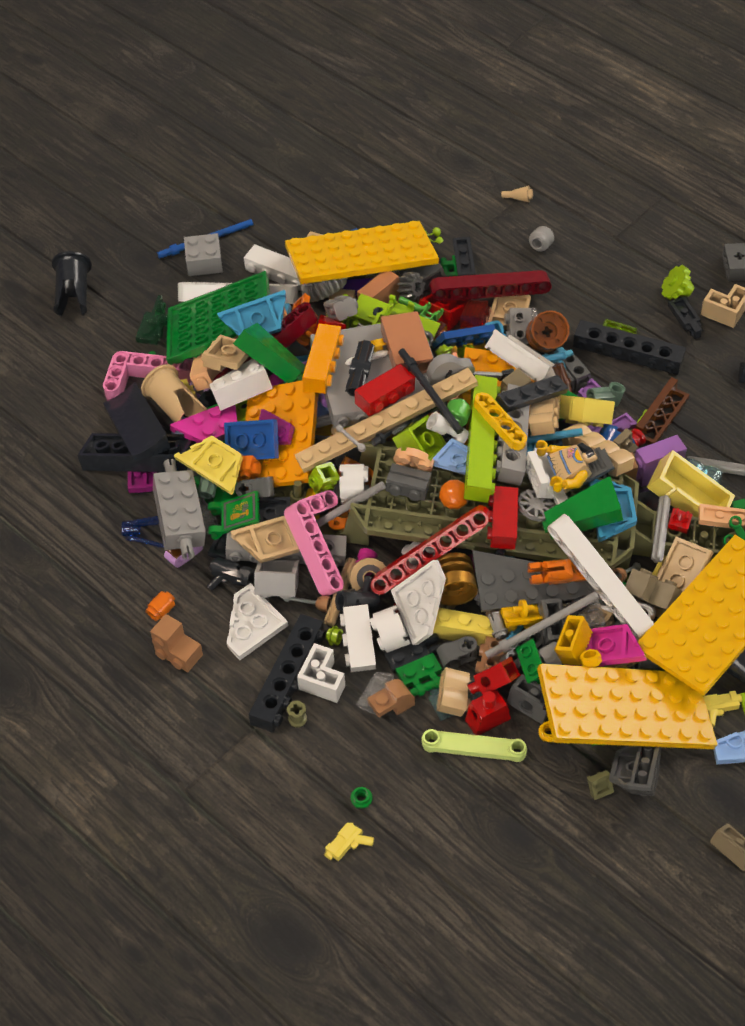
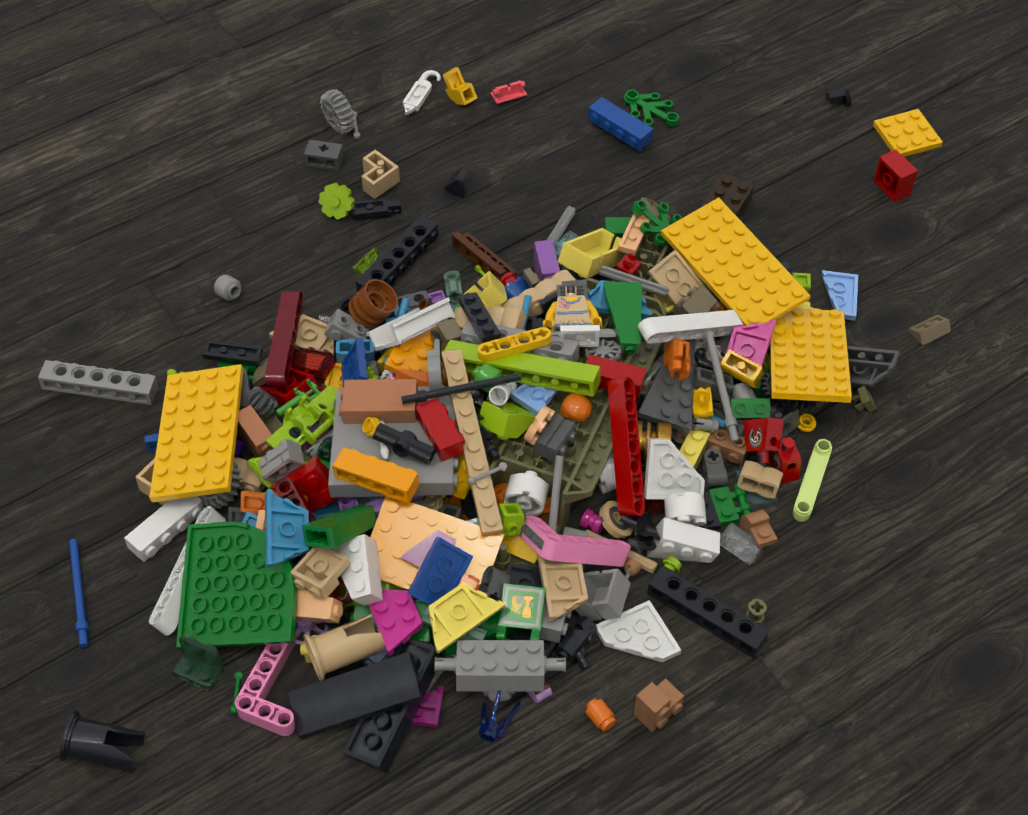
camera: 80 degrees left, 0 degrees up
(203, 254) = (109, 595): light grey brick -> none
(319, 677) = (721, 583): white brick -> none
(347, 837) = (891, 597): light yellow piece -> none
(361, 792) = (851, 573): green plate -> none
(407, 185) = (98, 382): none -> light grey brick
(522, 194) = (155, 287): tan cone -> none
(590, 658) = (764, 359): yellow tile -> none

